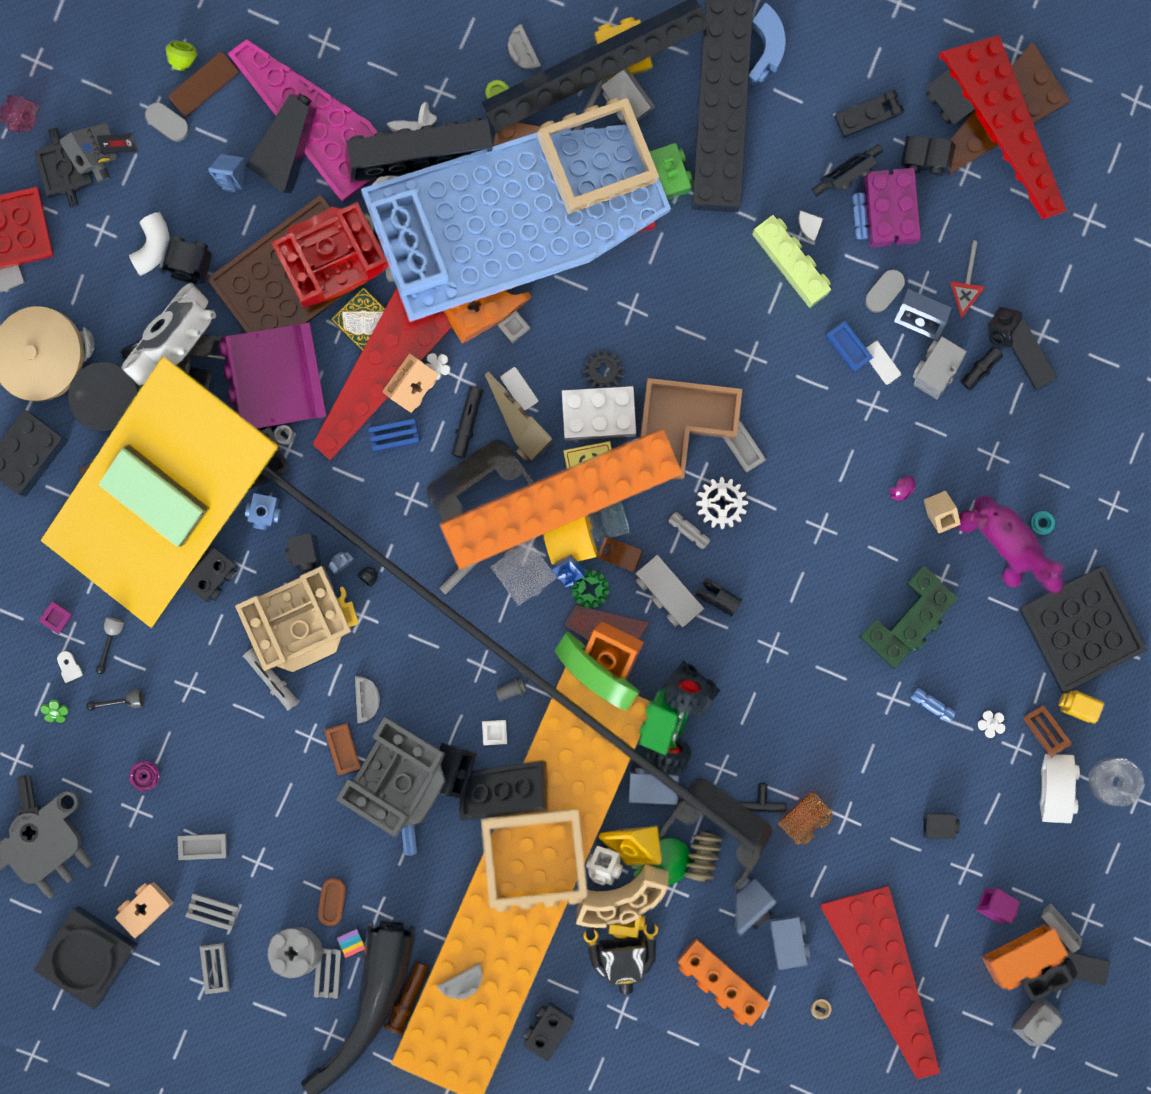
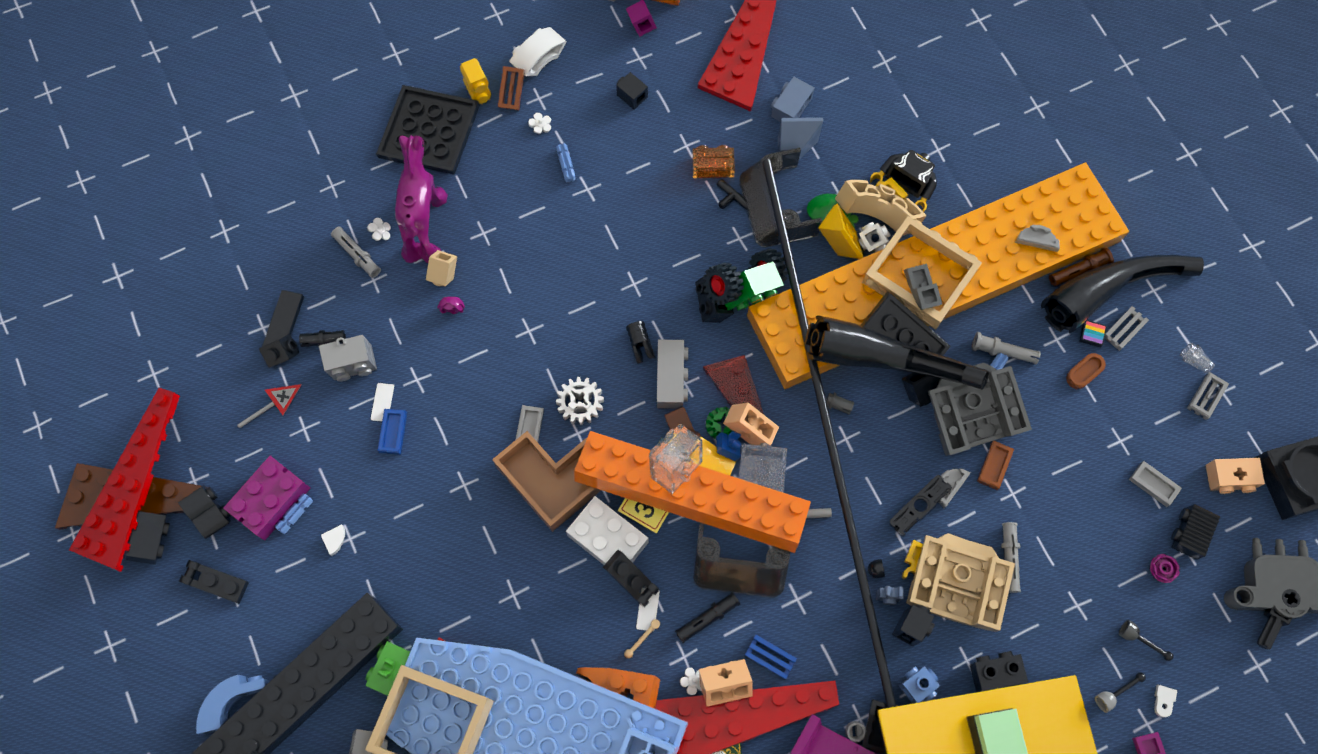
camera: 140 degrees left, 15 degrees down
(55, 712) = (1202, 675): bright green plant -> none
(142, 829) = (1194, 531): none -> black brick
(193, 906) = (1184, 431): light grey tile -> none
(249, 994) = (1196, 357): none -> clear cone
(281, 952) = (1142, 355): light grey brick -> none
(378, 642) = (908, 515): none -> black piece
(424, 856) = (995, 346): none -> light grey pin
(494, 732) = (875, 386): white tile -> none
(503, 343) = (655, 624): none -> tan hinge
(514, 326) = (610, 657): light grey tile -> none
(520, 837) = (921, 286): none -> dark grey slope
(525, 431) = (672, 570): dark tan wedge -> none
(530, 739) = (857, 346): none -> black brick
(548, 1031) = (999, 173): black brick -> none
(550, 395) = (630, 577): none -> black plate
(564, 601) = (751, 424): none -> light nougat brick
(590, 503) = (675, 457): none -> clear brick
(593, 675) = (776, 357): bright green slope -> none
(594, 364) = (573, 559): black gear -> none
(614, 649) = (751, 360): orange brick -> none
(648, 789) = (805, 259): sand blue brick -> none
(689, 530) = (619, 404): light grey axle -> none
(703, 856) = (801, 190): dark tan piece -> none
(722, 982) = (856, 112): orange brick -> none
(791, 261) = (371, 523): yellowish green brick -> none
(822, 1004) = (811, 48): tan hinge -> none
(842, 176) = (268, 548): black plate -> none
(884, 291) = (331, 447): light grey tile -> none
(915, 623) = (527, 218): dark green bracket -> none
(922, 314) = (322, 405): sand blue brick -> none
(1023, 463) = (341, 236): none -> light grey pin
(1030, 501) = (380, 229): none -> white plant
(1050, 522) = (385, 205): teal plate -> none
(1128, 786) = (499, 27): clear brick -> none

